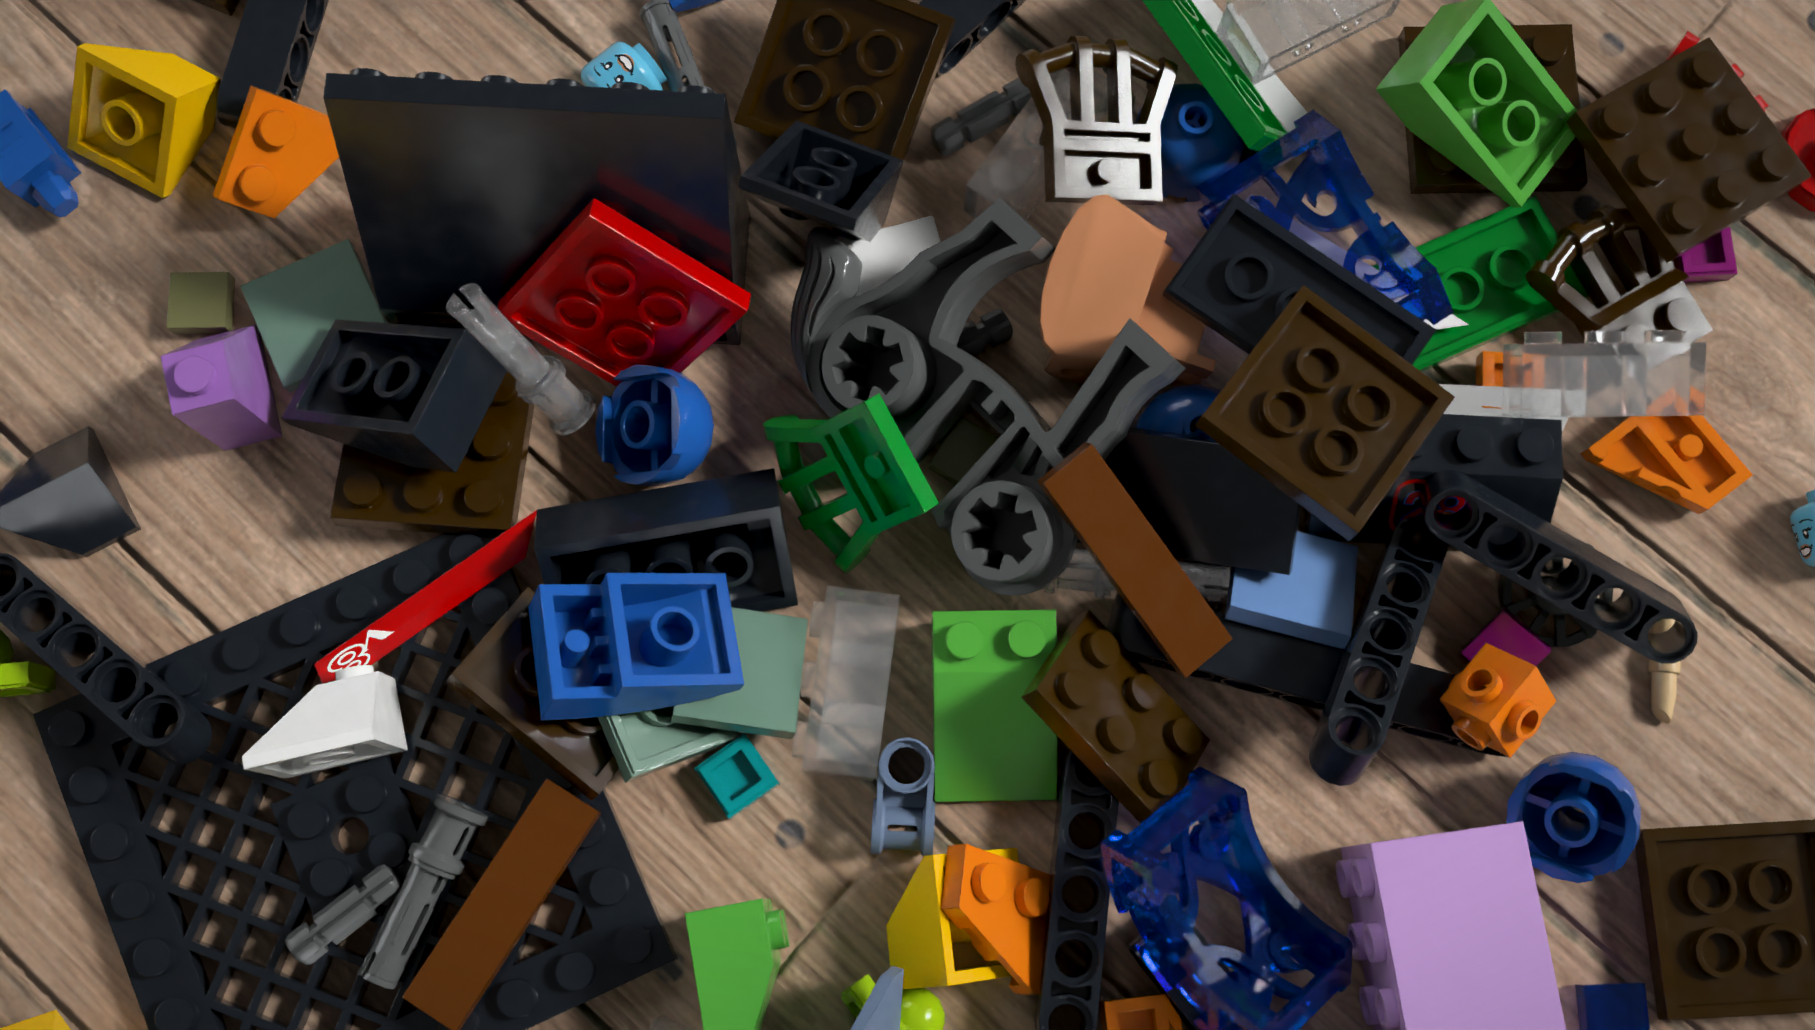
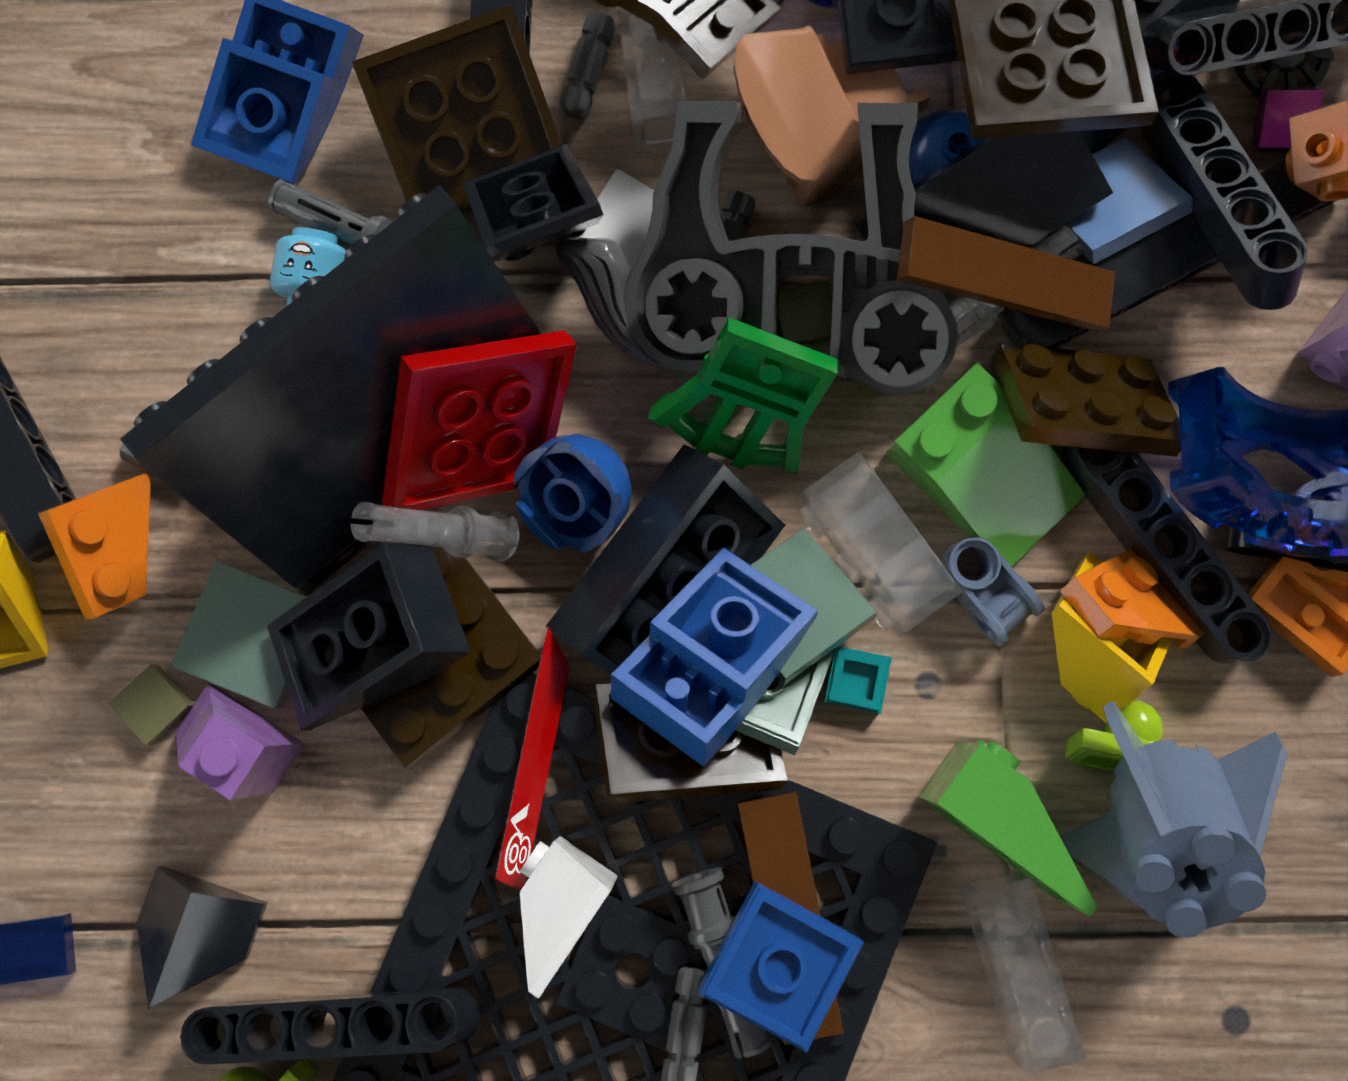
camera: 35 degrees left, 5 degrees up
(454, 931) = (780, 966): none -> blue tile

